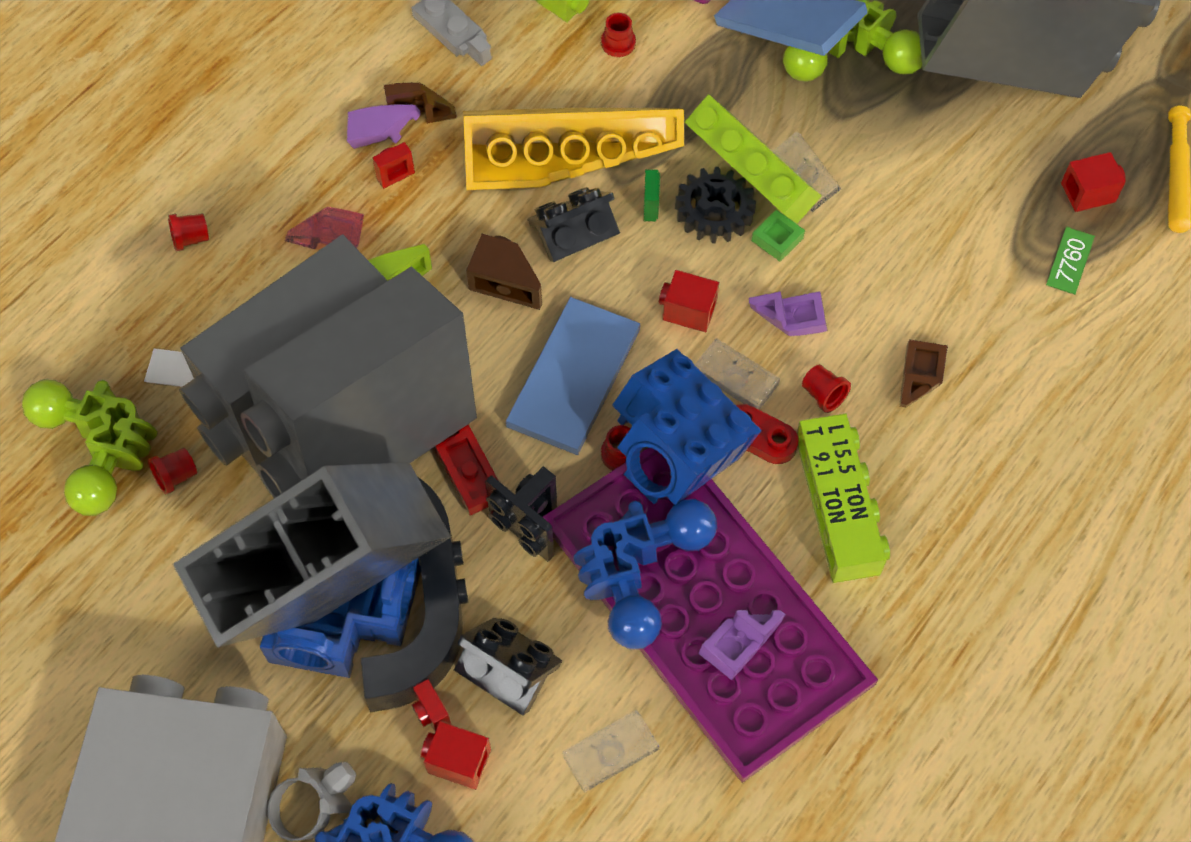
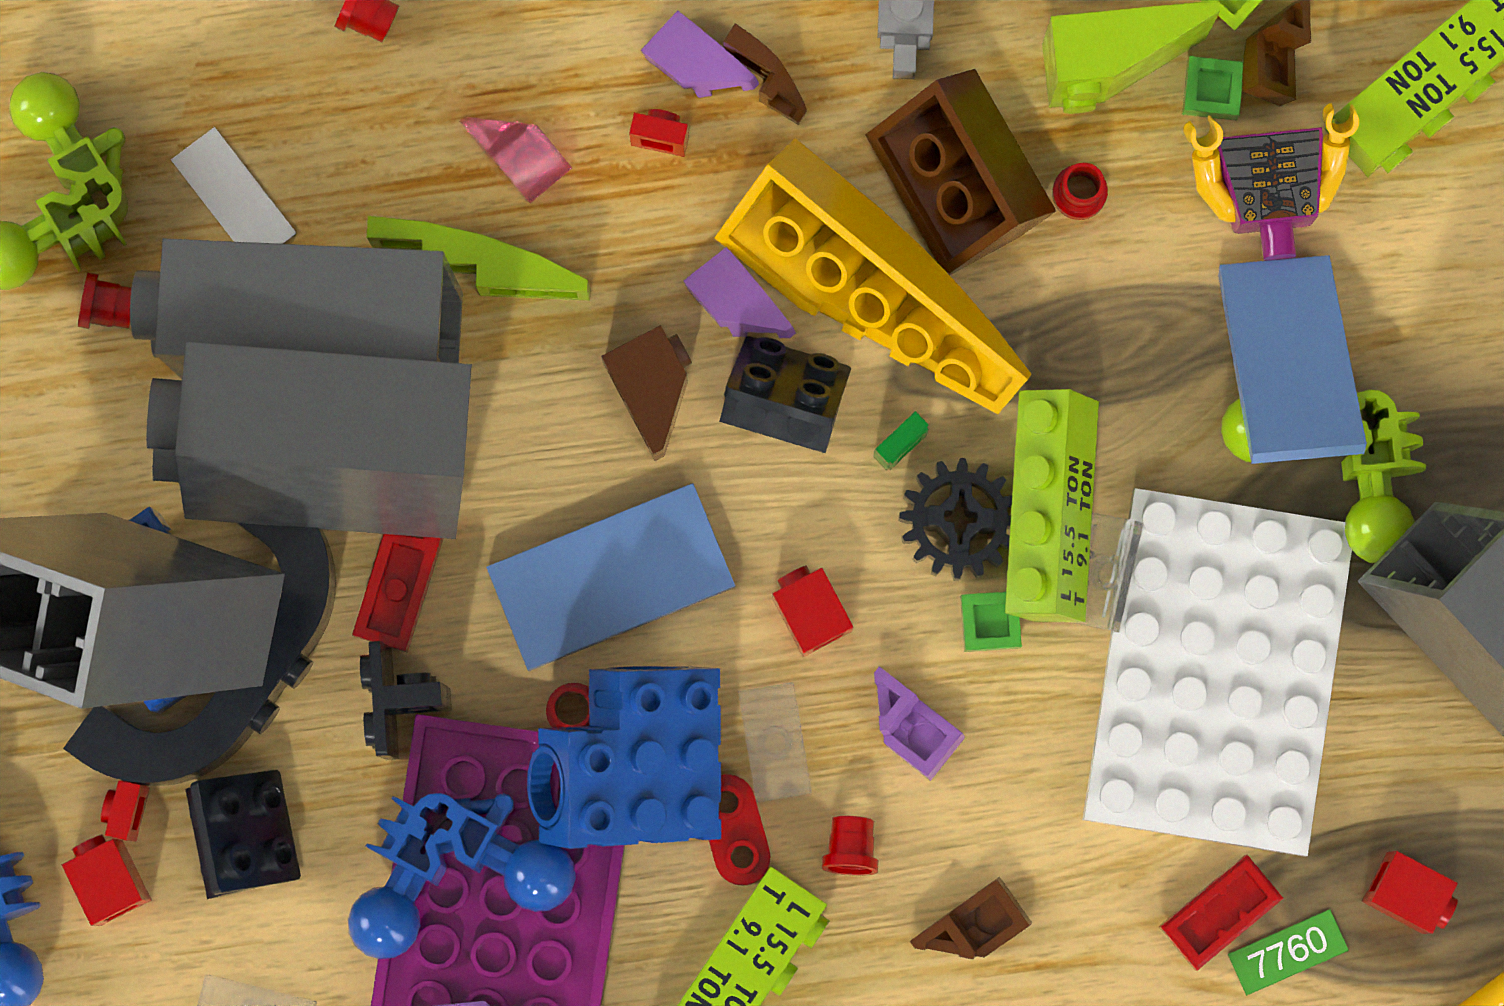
camera: 45 degrees right, 20 degrees up
(506, 203) = (736, 298): none -> medium lavender slope
(553, 68) = (960, 171): none -> reddish brown slope
(908, 175) = (1220, 674): none -> white plate
(1023, 265) = (1221, 912): none -> red plate

